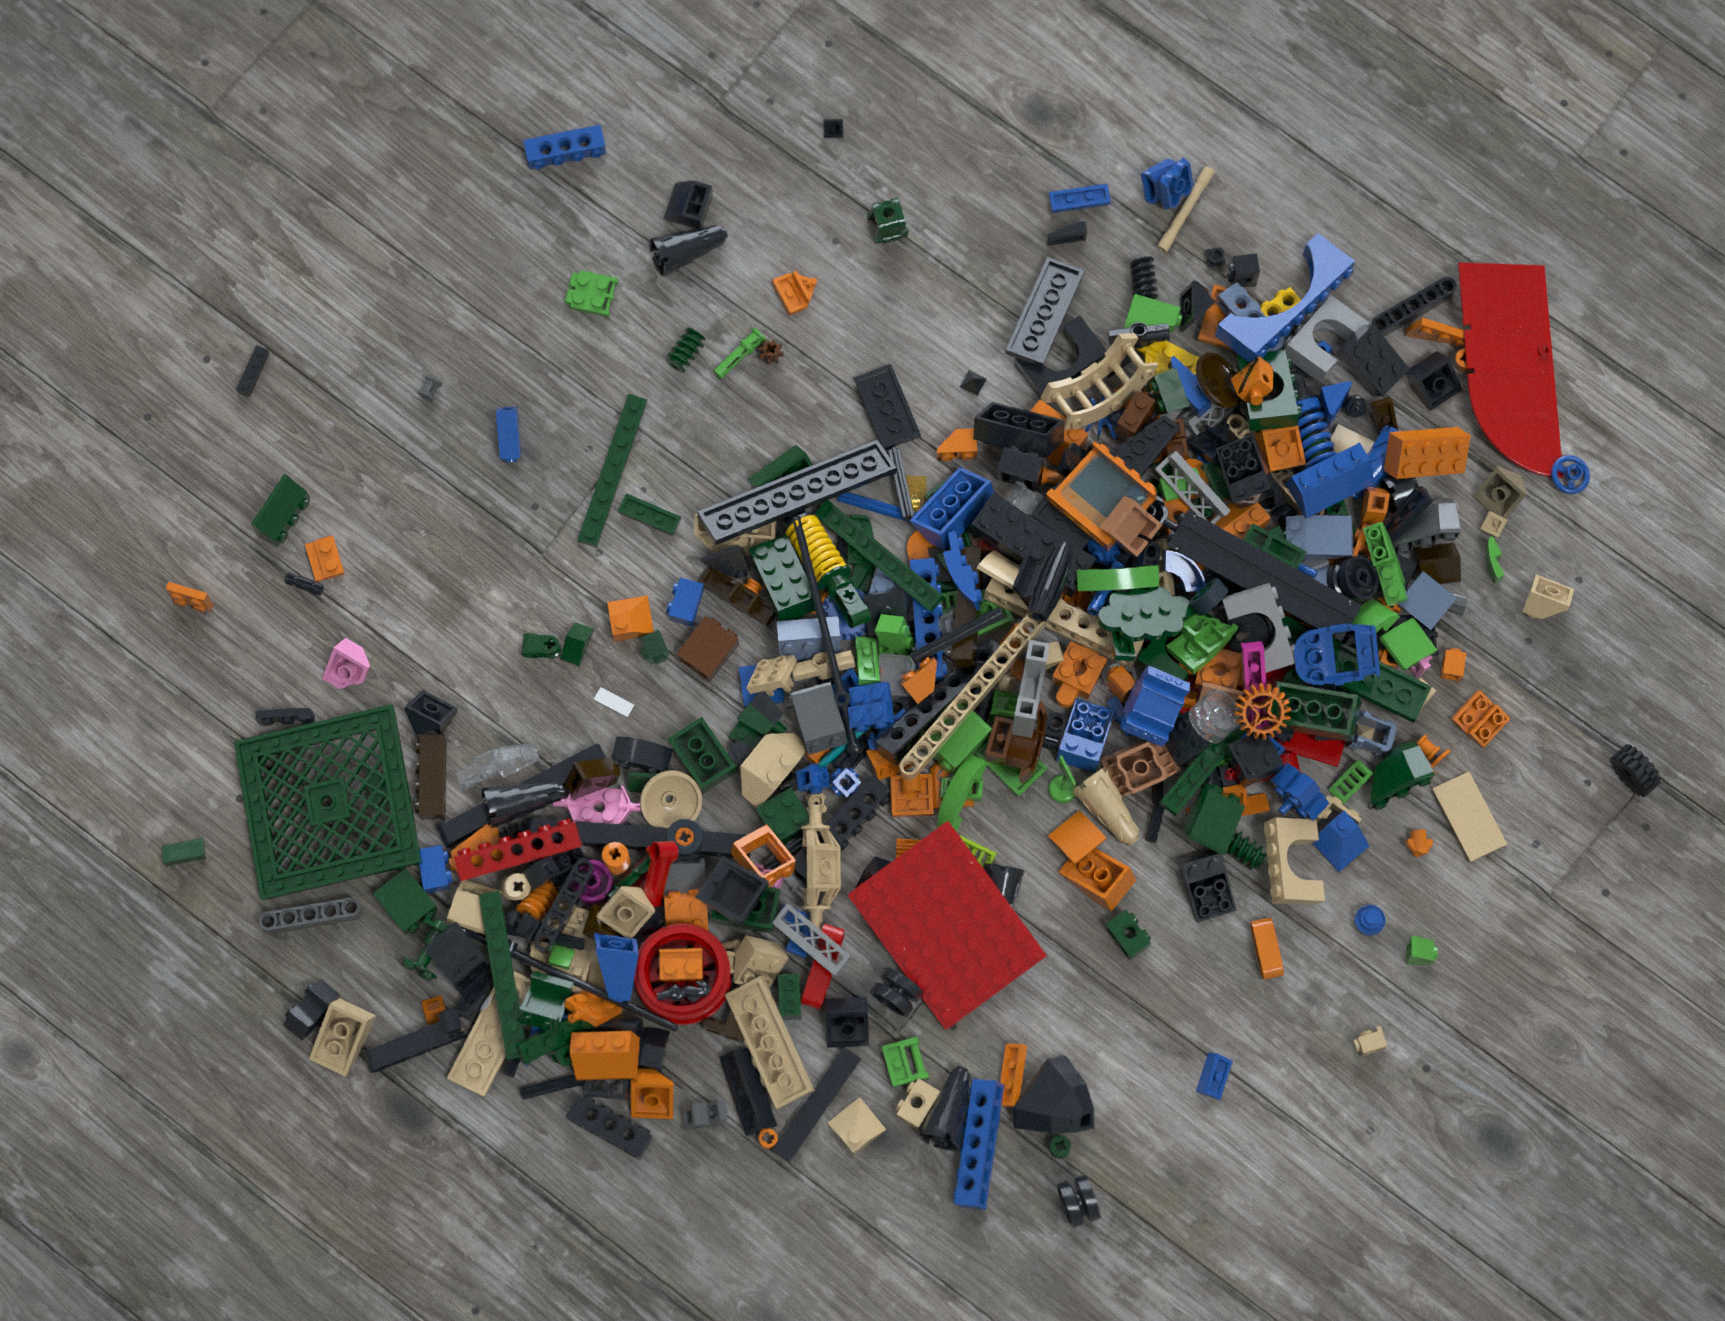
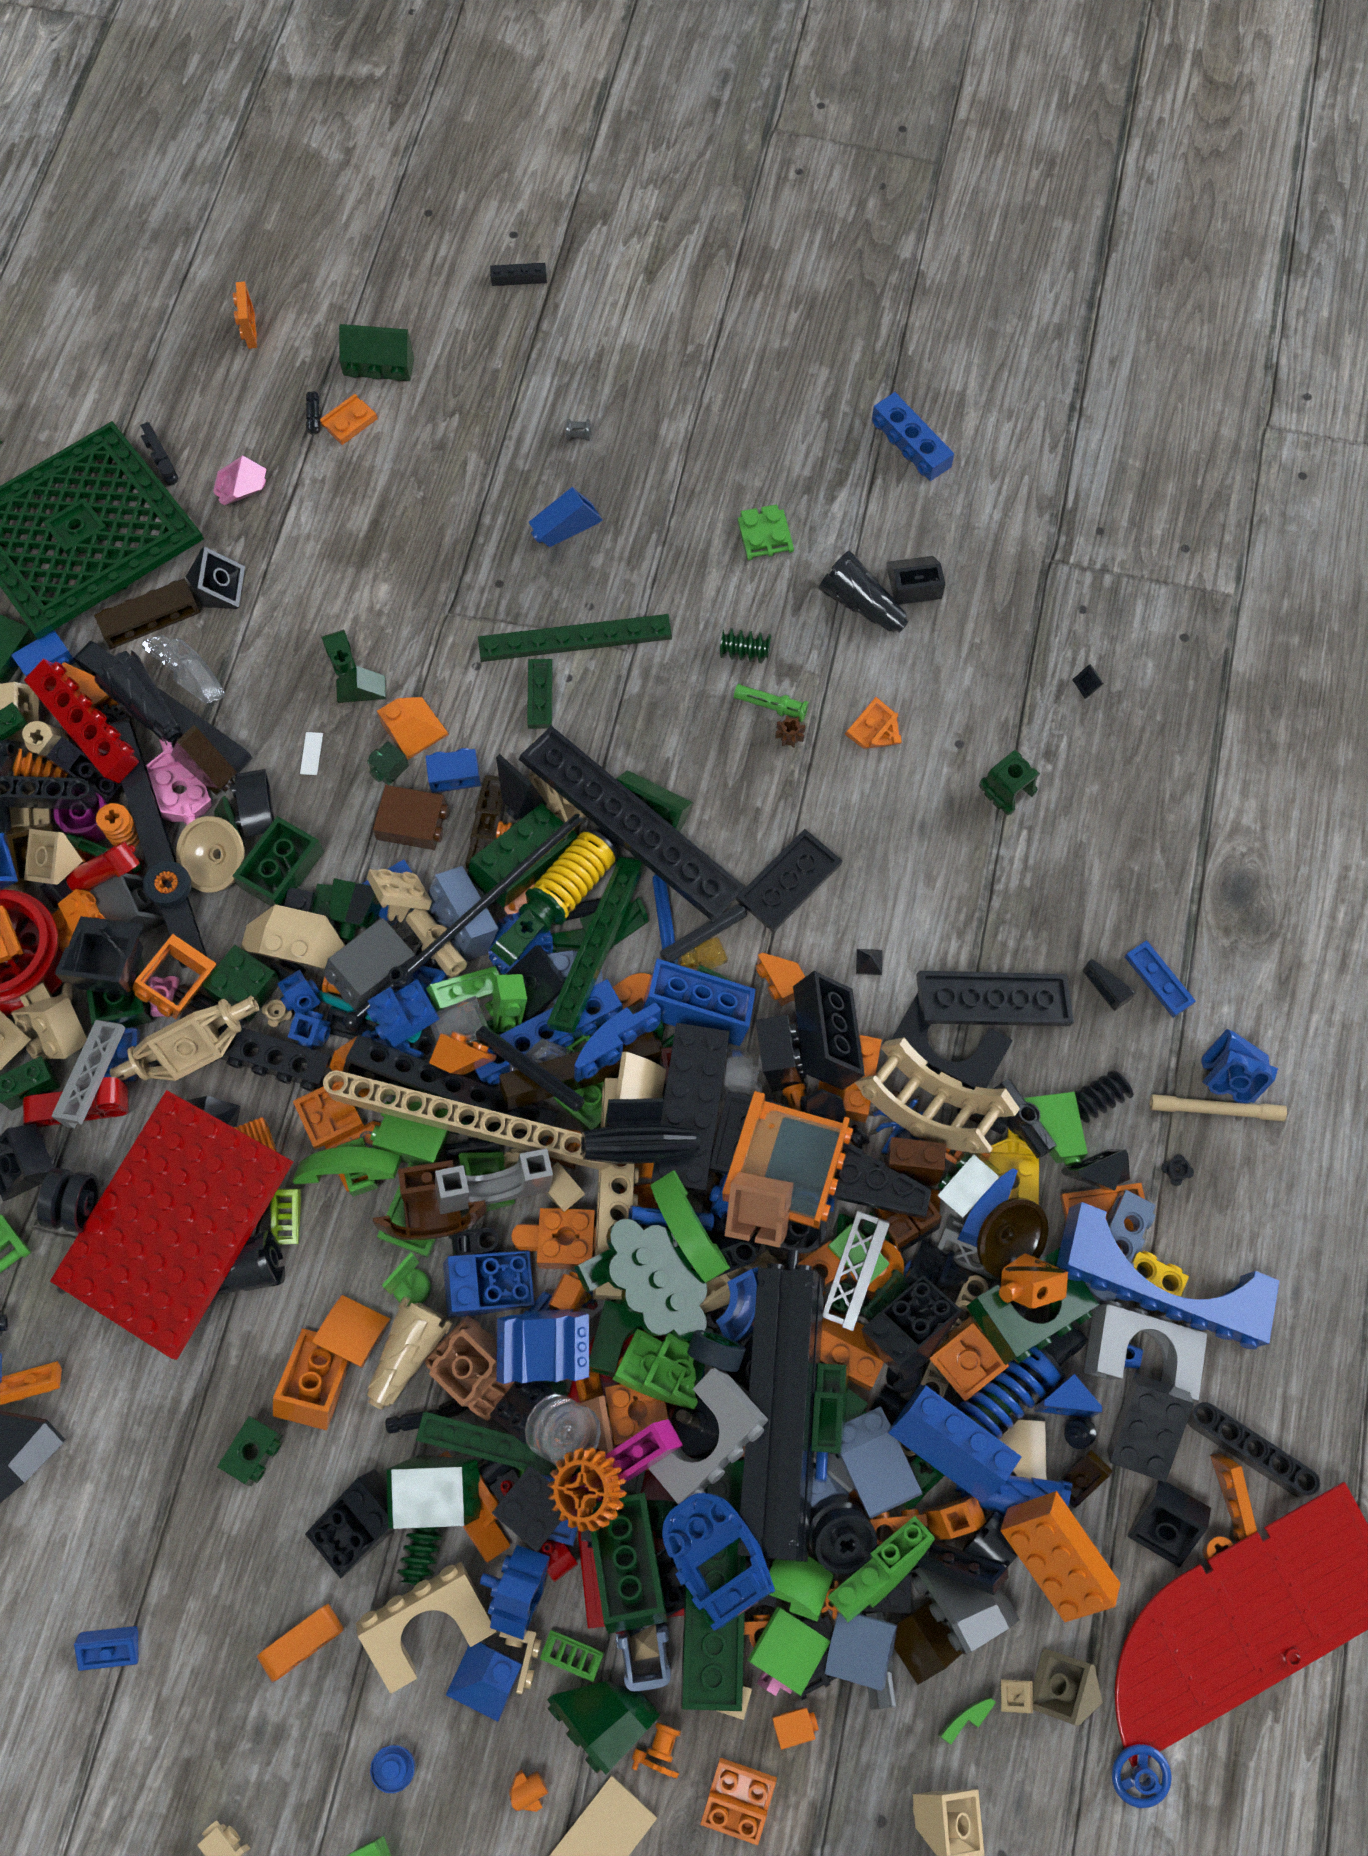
camera: 65 degrees right, 5 degrees down
(1244, 270) = (1177, 1209): black brick -> none

